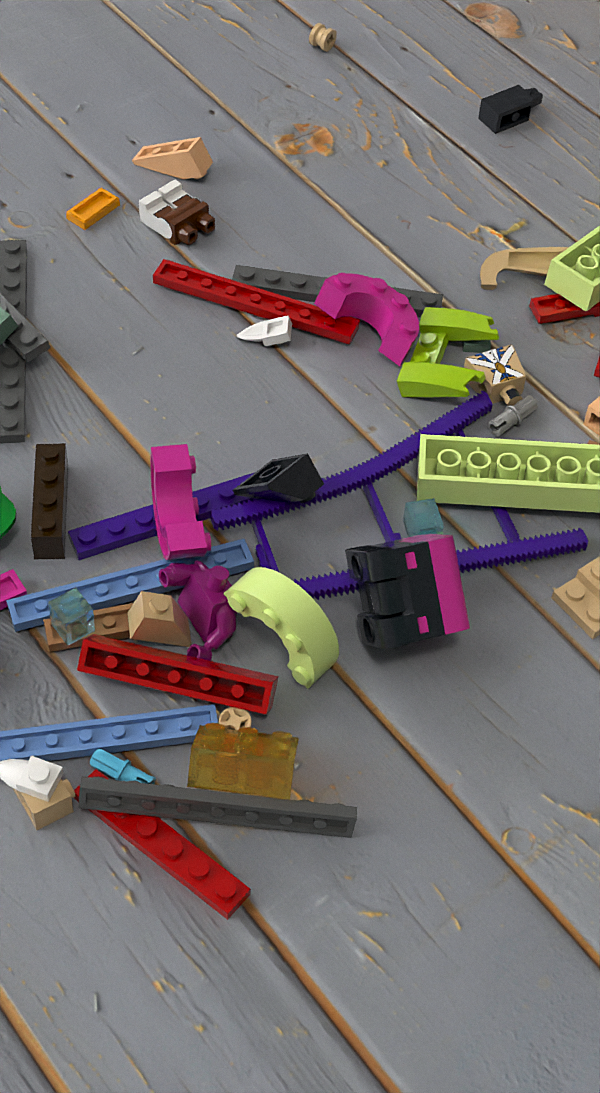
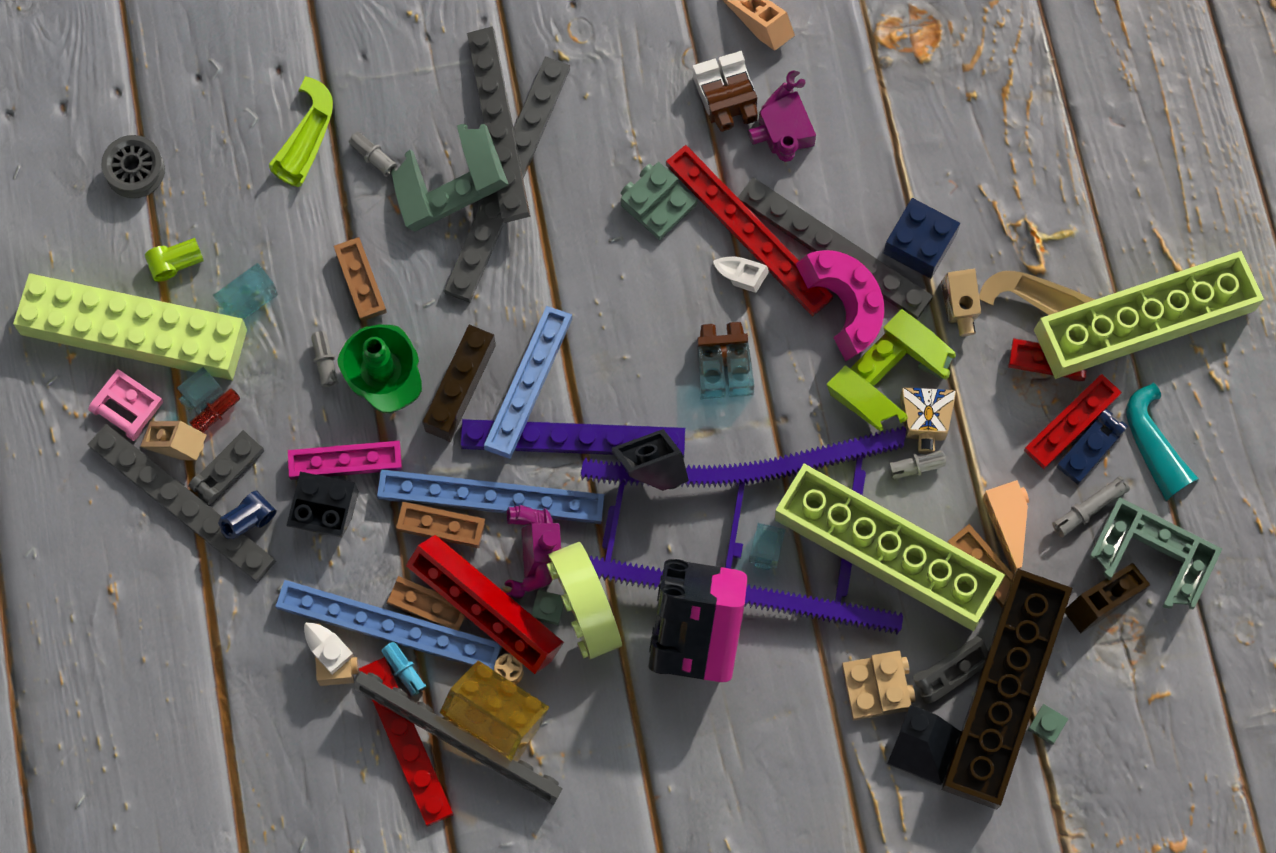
camera: 30 degrees right, 20 degrees up
(71, 616) = (421, 515): clear light blue brick -> none
(92, 208) = (653, 45): light orange tile -> none
(107, 701) = (424, 604): none -> medium nougat hinge
(118, 476) = (528, 382): none -> medium blue plate
(158, 620) = (493, 548): tan slope -> none
(159, 307) = (657, 200): none -> sand green plate
(174, 504) = (553, 449): dark pink brick -> none
(241, 217) = (784, 121): none -> magenta torso
(243, 655) = (548, 607): none -> sand green plate
(295, 400) = (723, 352): none -> clear light blue hips
(408, 257) = (921, 238): none -> dark blue brick
(470, 282) = (957, 289): none -> tan torso
(508, 107) = (1144, 76): black hinge -> none

